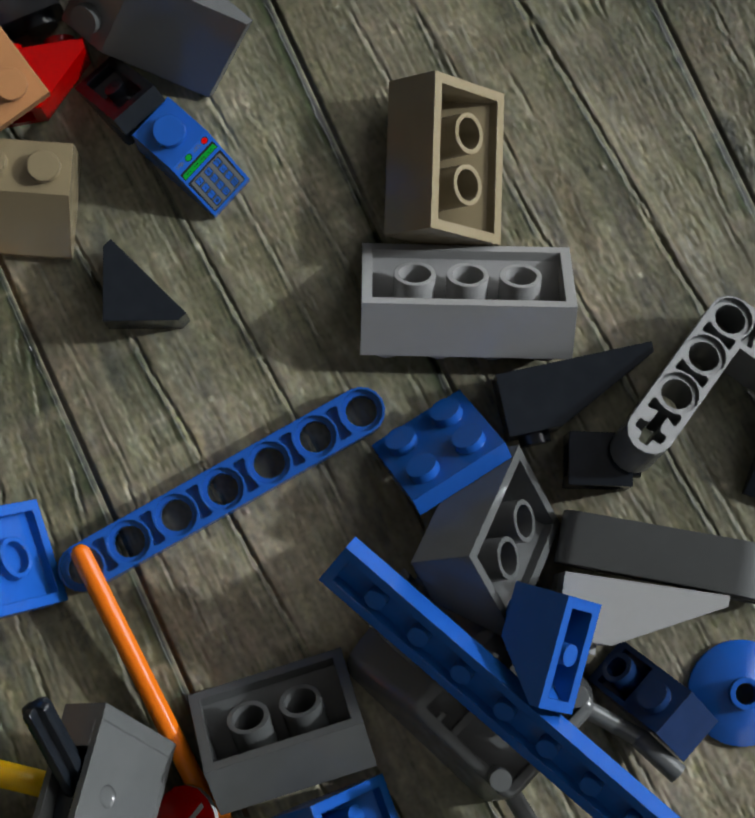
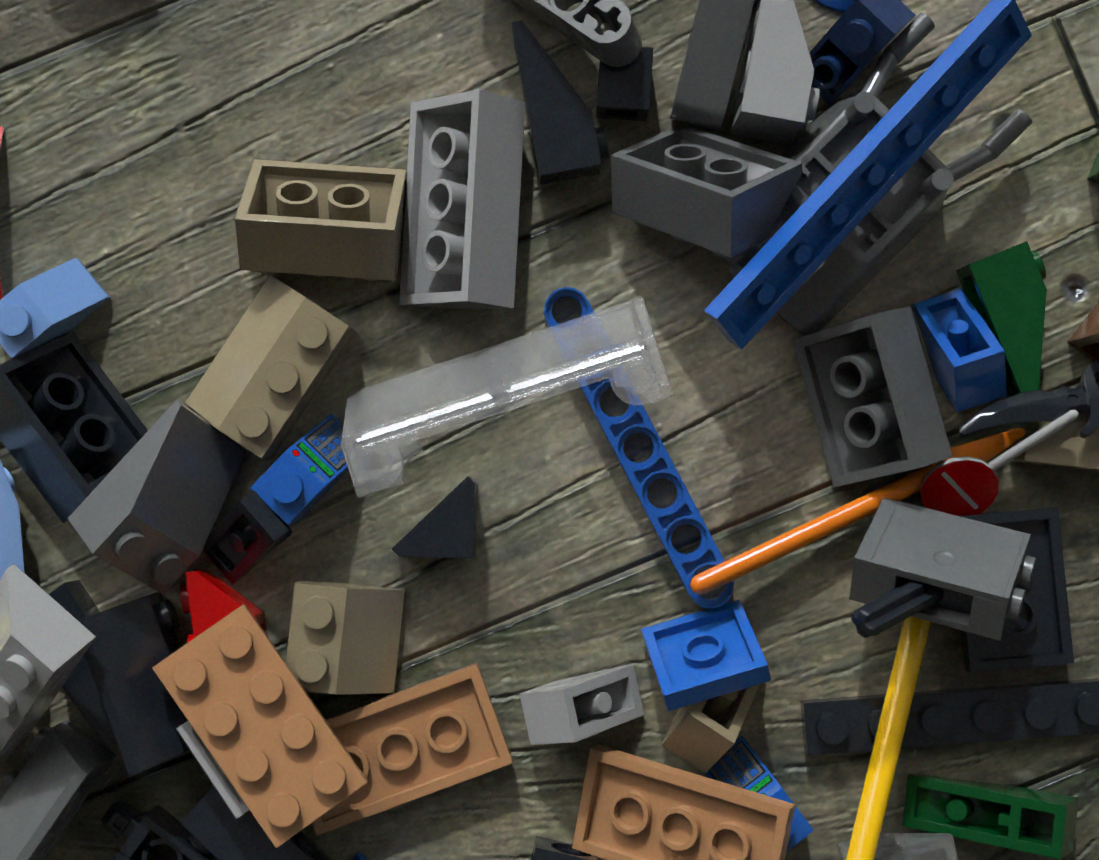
camera: 80 degrees left, 5 degrees up
(291, 116) = (270, 368): none -> dark tan slope
(318, 446) = (391, 417): none -> clear windscreen
(441, 451) = (612, 231): blue plate -> none
(549, 644) = (814, 126): blue slope -> none

